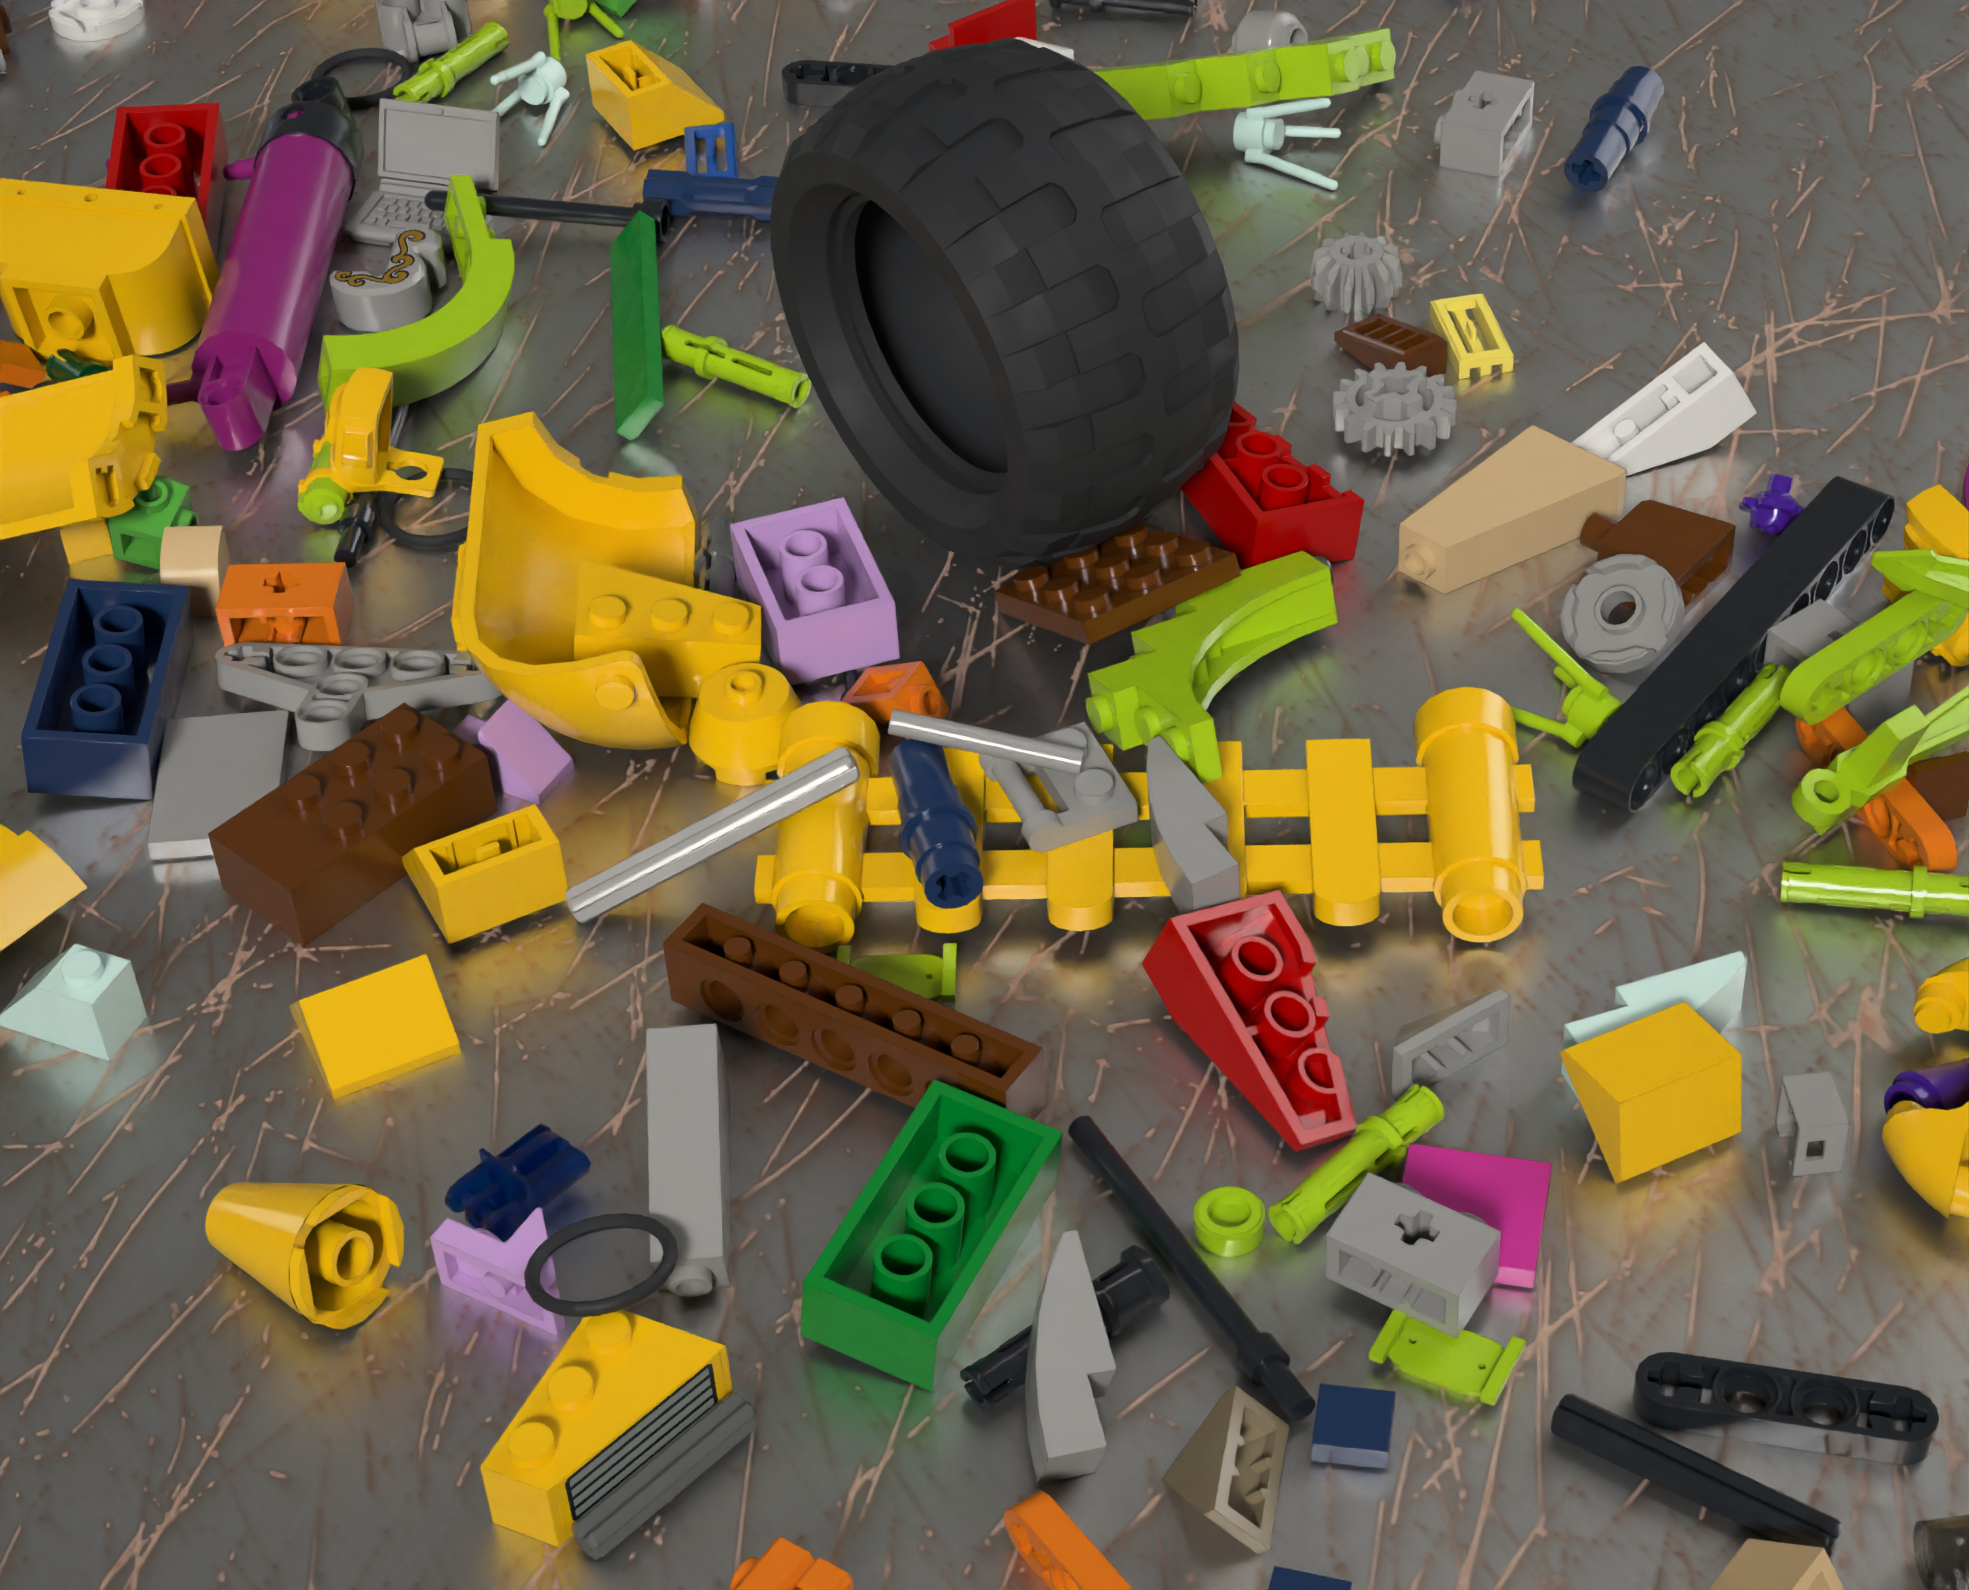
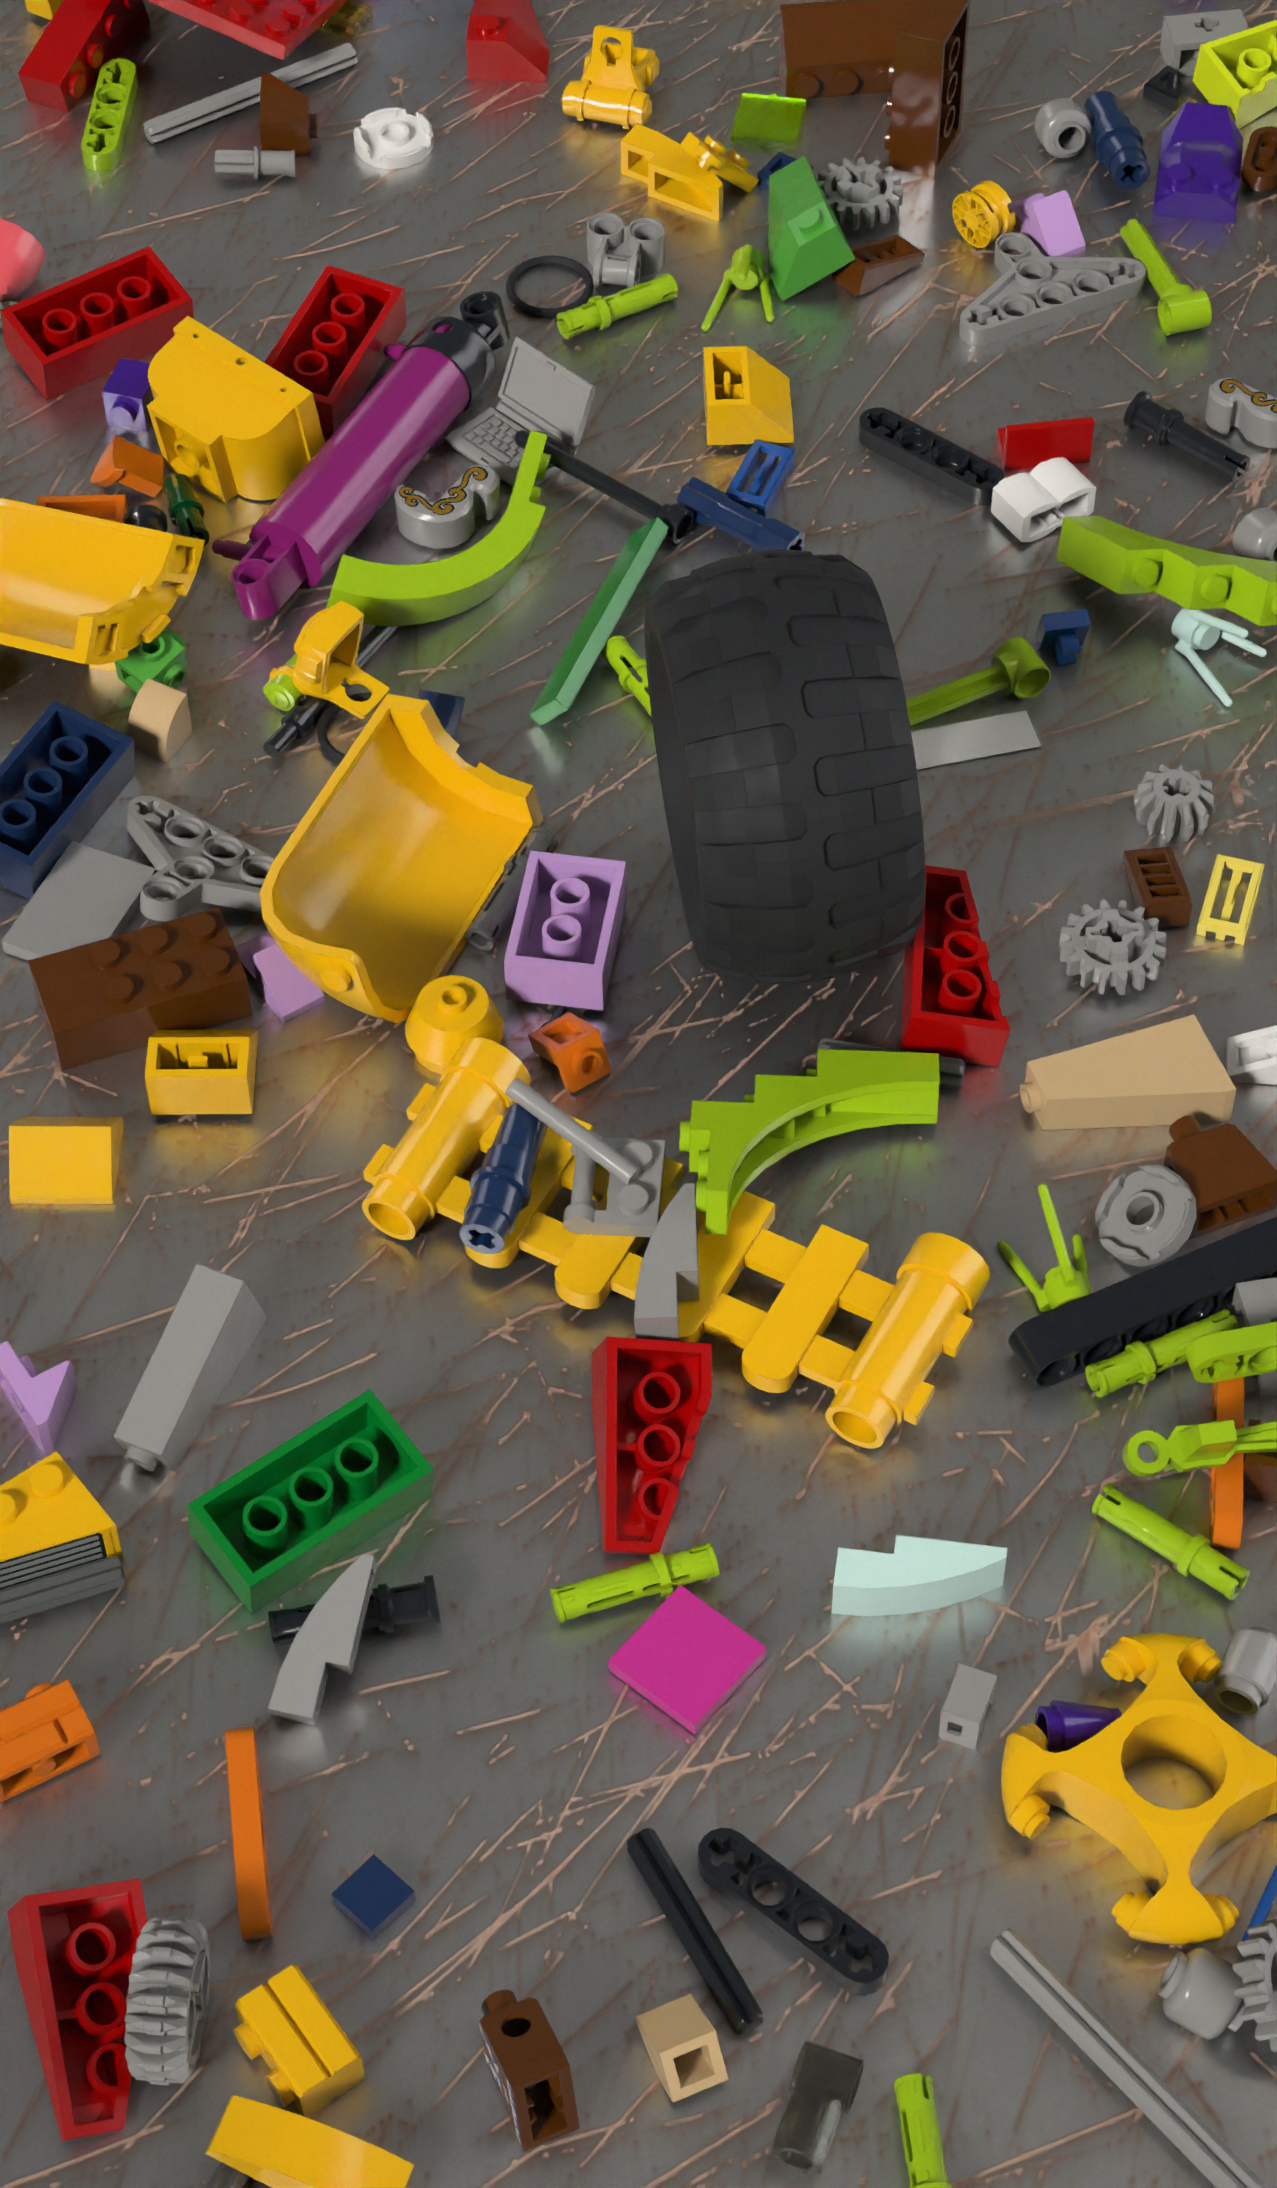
camera: 25 degrees right, 10 degrees up
(286, 604) = (202, 779): orange brick -> none
(517, 1181) = (77, 1330): clear blue arm -> none
(539, 82) = (672, 350): light aqua plant -> none
(609, 1304) = (77, 1462): black tyre -> none
(671, 626) = (426, 922): yellow wedge -> none
(712, 835) = (359, 1115): light grey axle -> none
(845, 1016) = (362, 1312): reddish brown brick -> none
(918, 973) = (427, 1281): lime piece -> none
(1116, 583) = (786, 1024): reddish brown plate -> none
(1229, 1221) = (523, 1583): lime tile -> none
(1234, 1468) = (397, 1773): dark tan slope -> none
(1257, 1352) = (471, 1693): black bar -> none
(1353, 1426) = (498, 1778): dark blue tile -> none
(1413, 1254) = (618, 1703): light grey brick -> none
(1449, 1041) = (760, 1515): light grey slope -> none
(1461, 1364) = (597, 1754): lime piece -> none
(1657, 1089) = (868, 1627): yellow slope -> none

